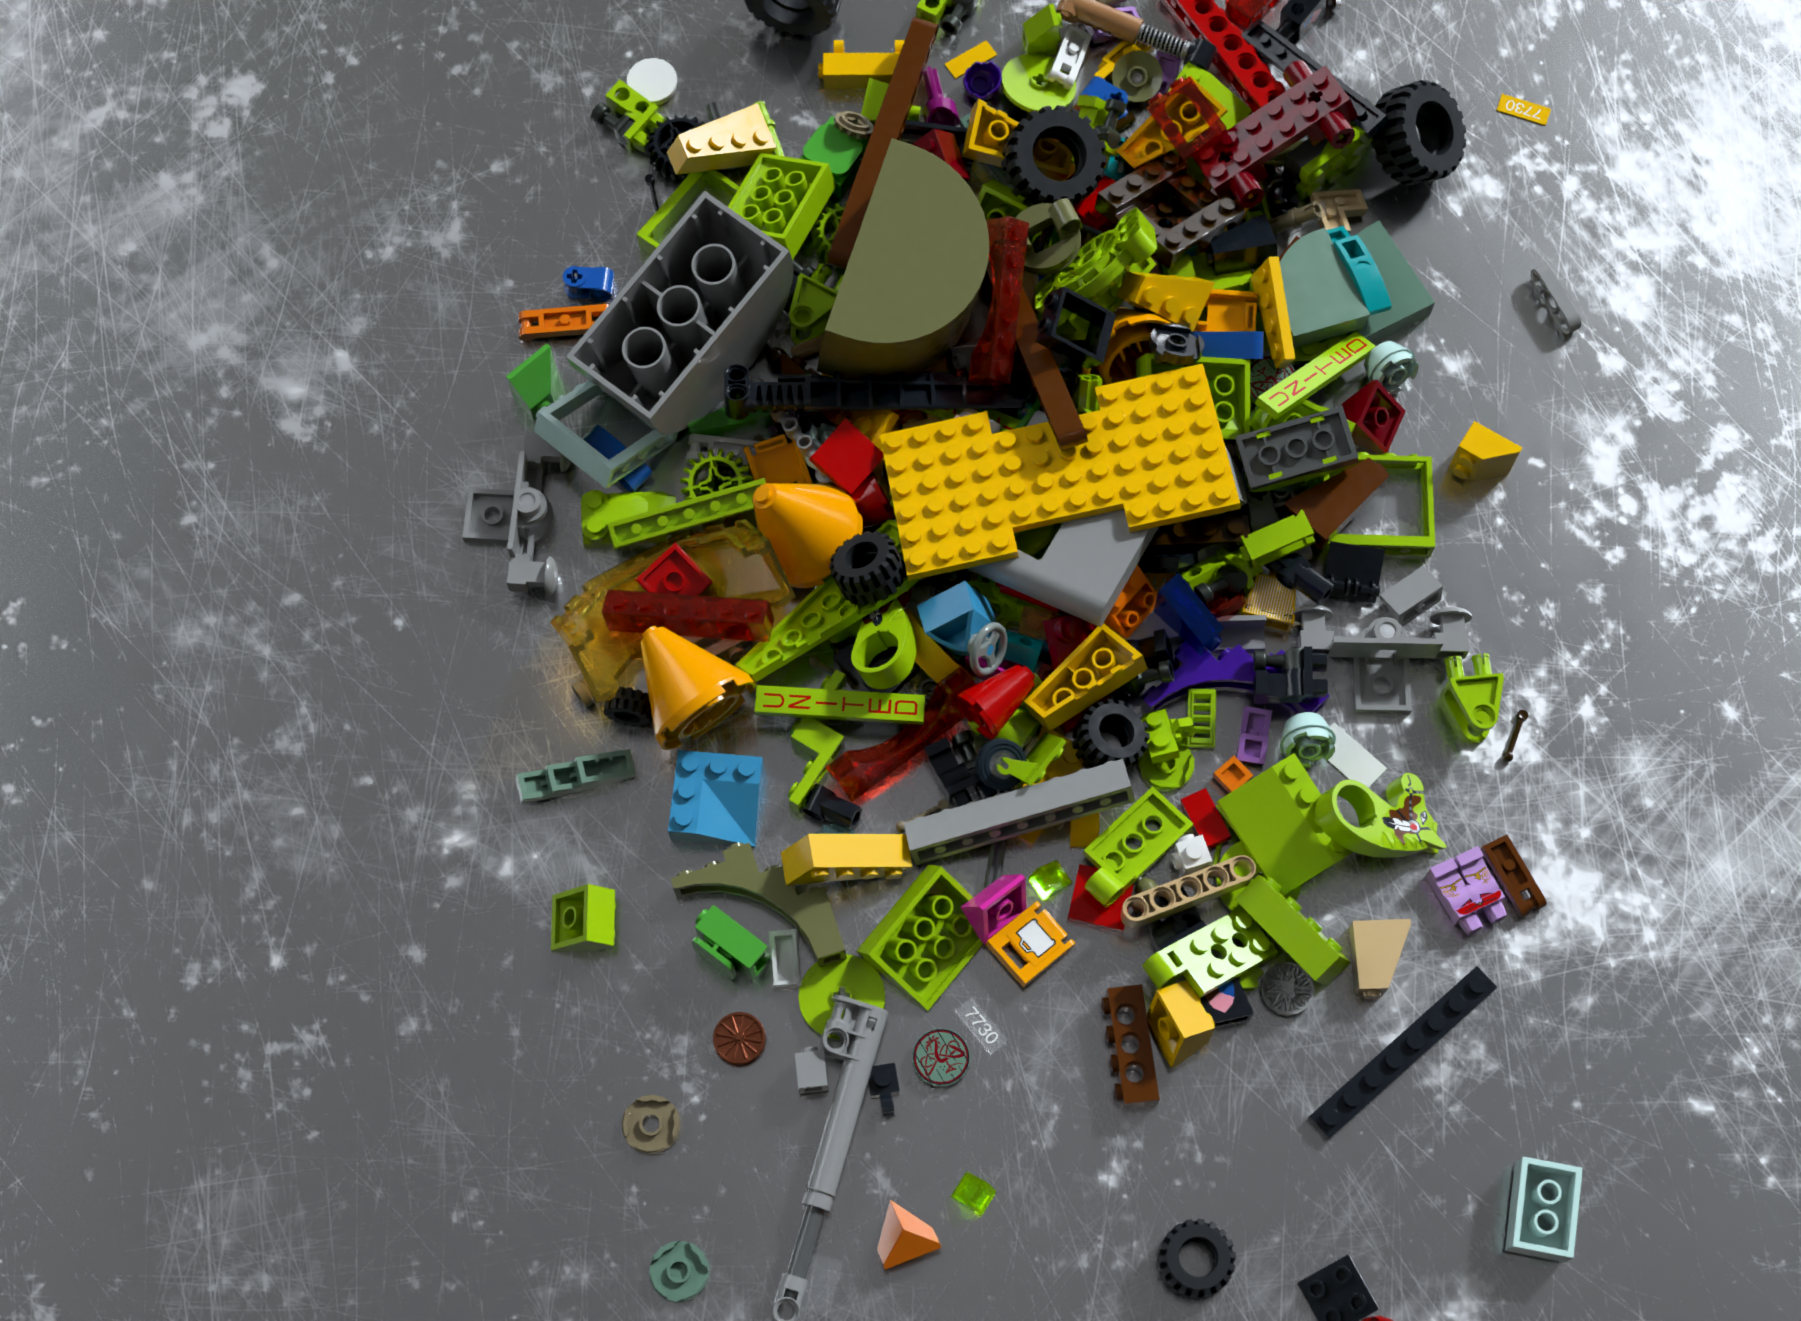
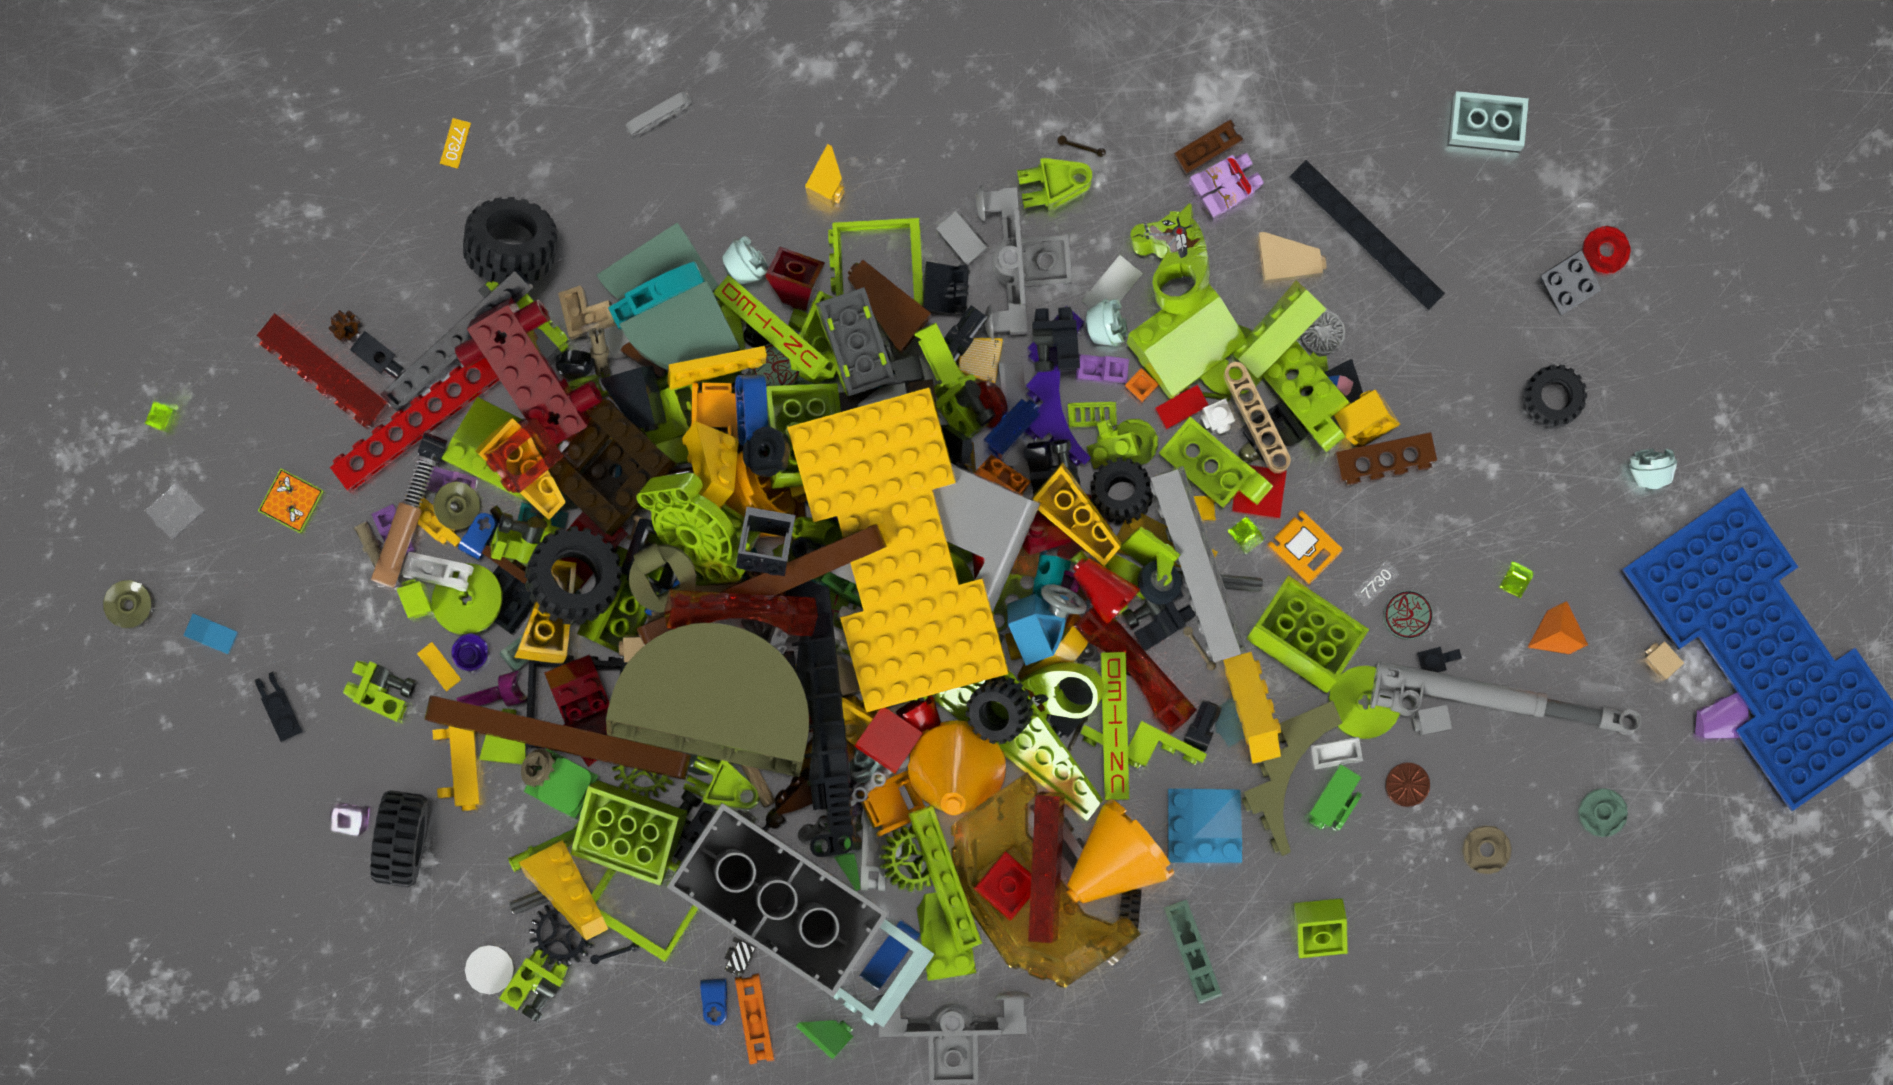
camera: 90 degrees left, 15 degrees up
(996, 905) = (1278, 578): dark pink slope -> none

